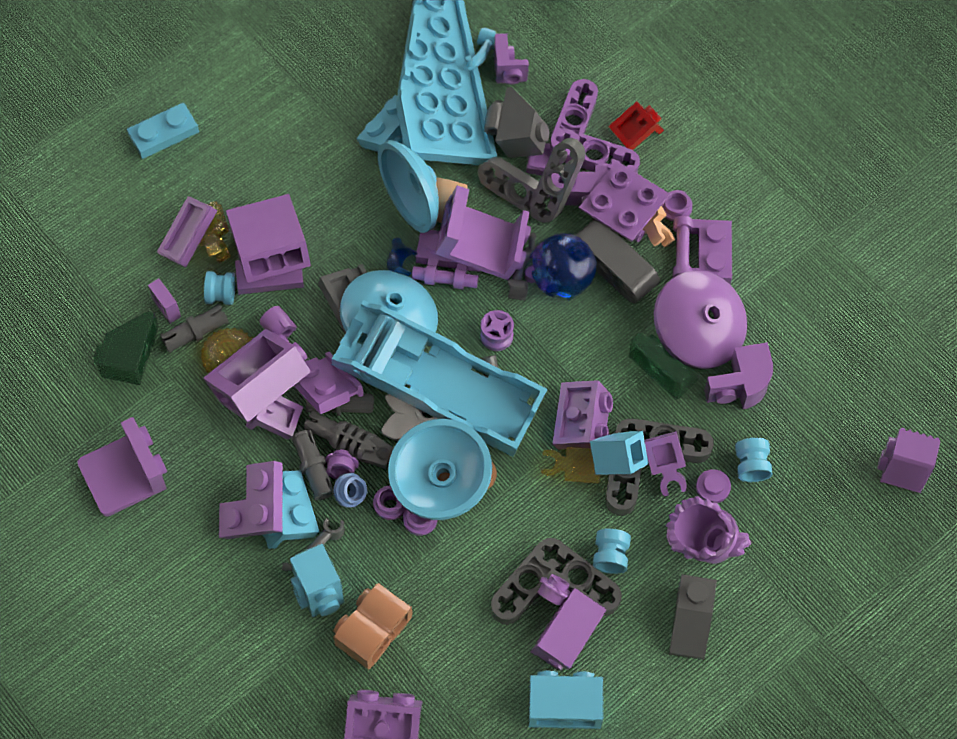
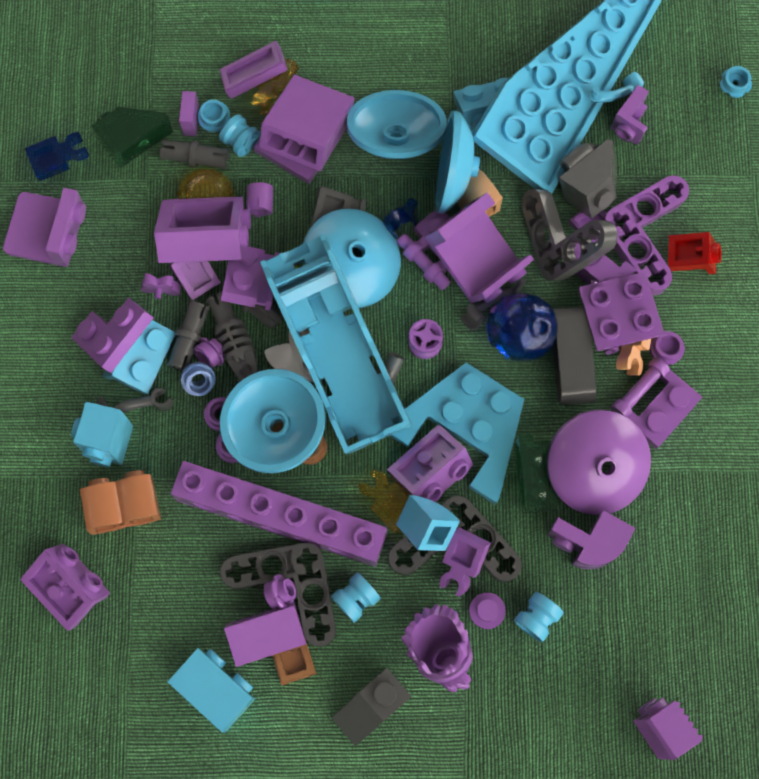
camera: 40 degrees right, 10 degrees up
(79, 415) = (51, 158): none -> clear blue plate
(184, 289) = (213, 115): none -> medium azure plate
(251, 446) = (165, 285): none -> medium lavender piece
(339, 190) = (396, 124): none -> medium azure dish
(502, 536) = (279, 513): none -> medium lavender brick
(585, 353) = (476, 413): none -> medium azure wing
(608, 637) = (294, 664): none -> medium nougat tile

